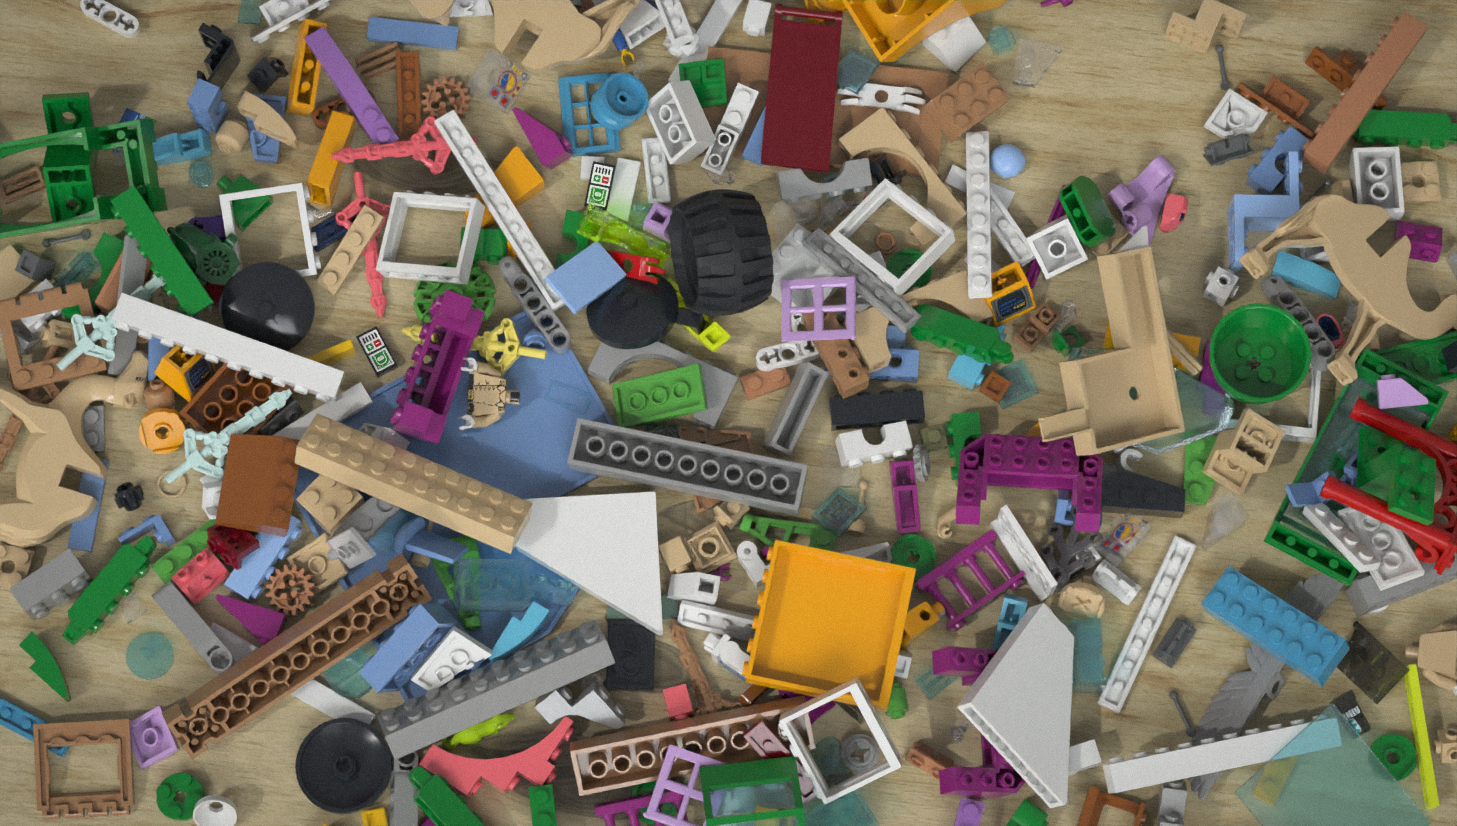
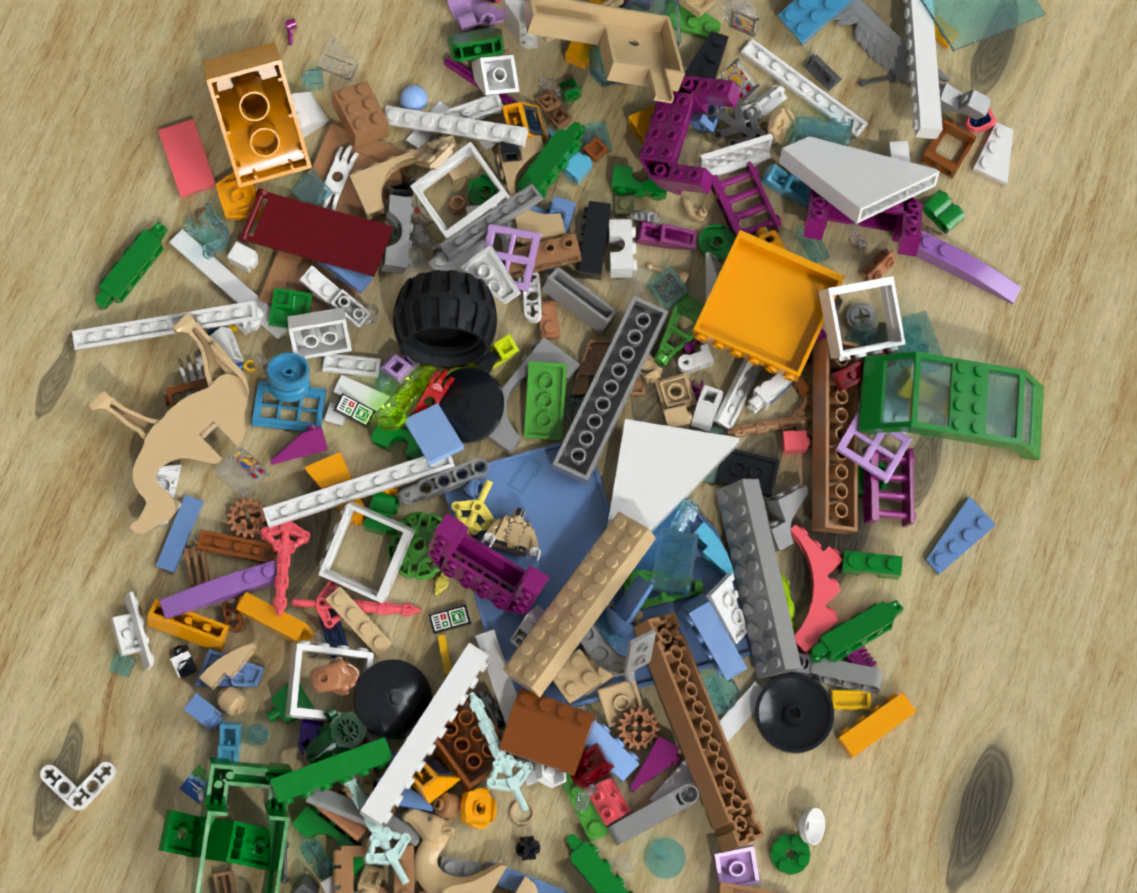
camera: 80 degrees left, 0 degrees up
(149, 523) = (564, 826): medium blue bracket -> none
(195, 544) = (583, 797): none -> clear arm
(222, 57) = (156, 689): black piece -> none
(273, 234) = (334, 677): none -> nougat head
(791, 293) = (492, 271): none -> white wing
(929, 196) = (435, 154): none -> tan piece
(957, 284) = (510, 152): none -> black slope

